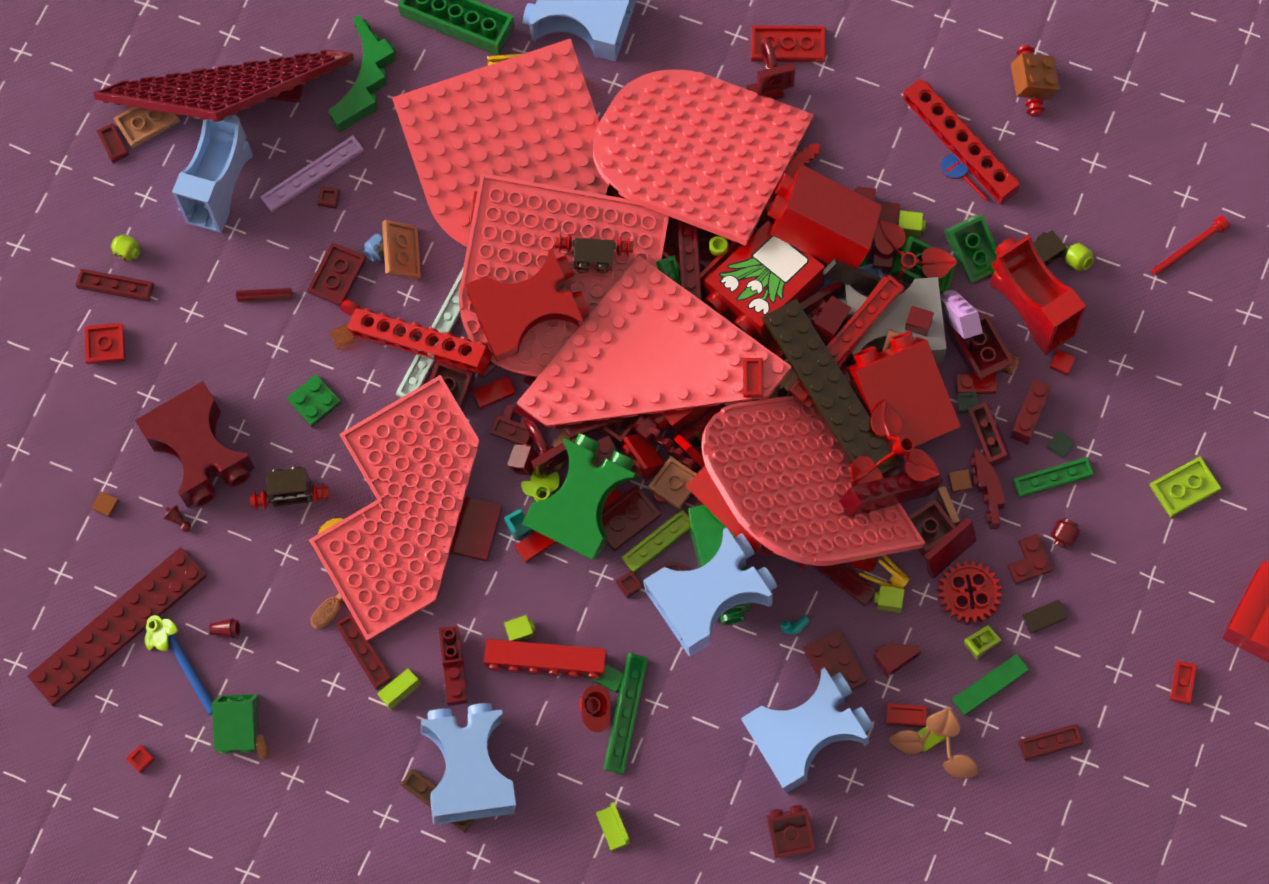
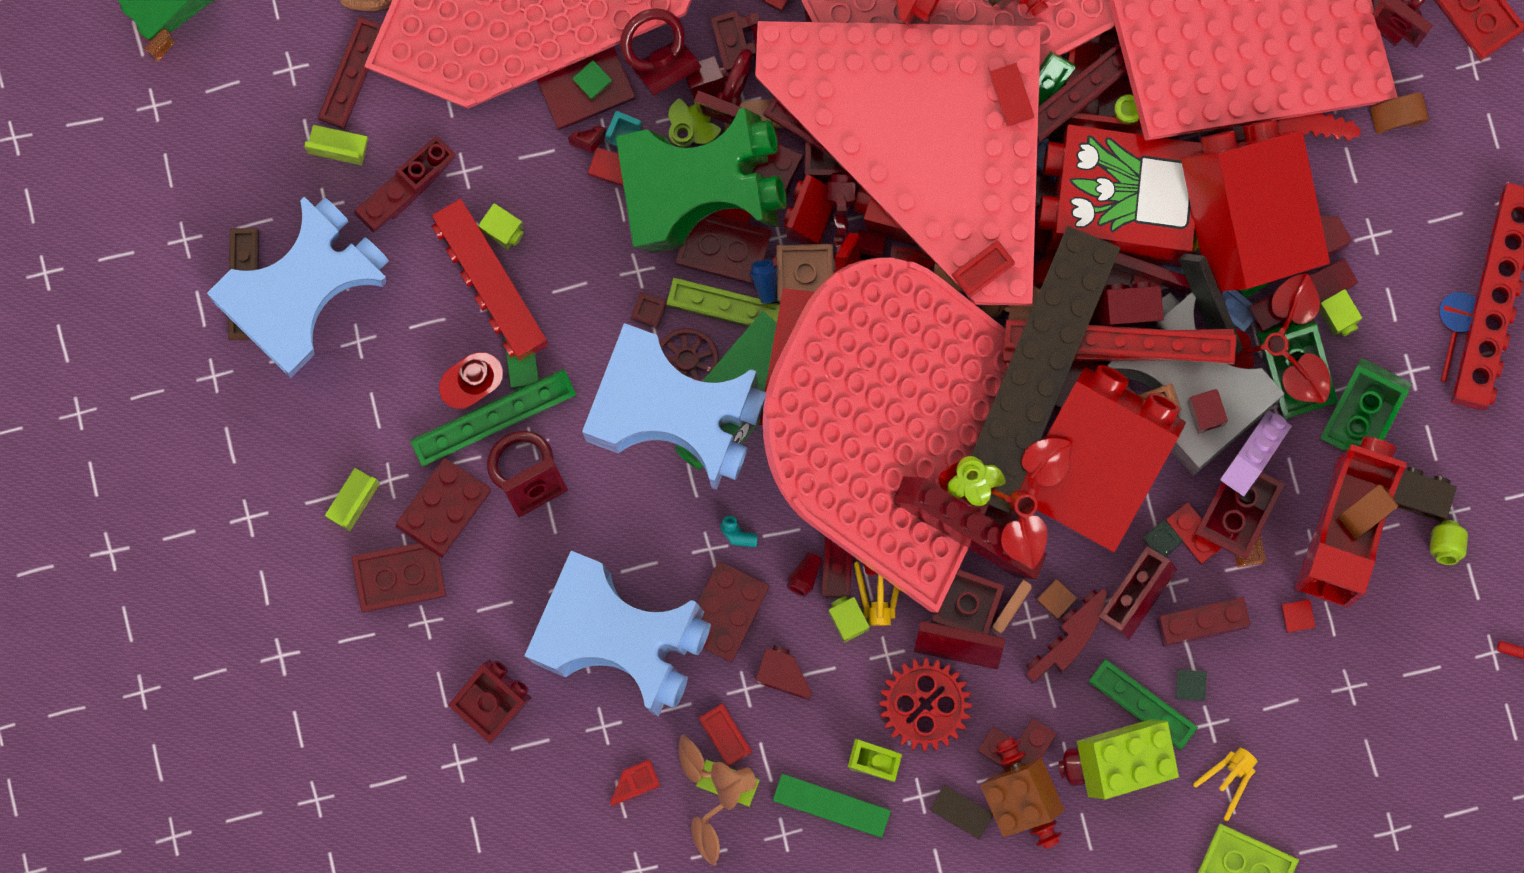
camera: 50 degrees right, 10 degrees up
(474, 520) = (592, 80): none -> green tile
(498, 473) = (665, 64): none -> dark red tile
(506, 547) = (588, 139): none -> dark red tile
(657, 778) = (443, 507): none -> dark red plate
(661, 505) = (765, 280): none -> blue cone
(666, 295) = (1011, 94): none -> red tile
(678, 832) = (397, 577): none -> dark red plate
(683, 716) = (533, 485): none -> dark red tile
(822, 119) = (1404, 110): none -> dark orange panel
(847, 607) = (804, 575): none -> dark red cone
(869, 464) = (977, 484): none -> lime plate
(897, 784) = (634, 782): none -> red tile
(1038, 277) = (1368, 511): none -> dark orange panel
(1061, 573) = (1023, 796): none -> dark orange brick
(1081, 502) = (1127, 759): none -> lime brick
(1126, 449) = (1240, 764): none -> yellow plant

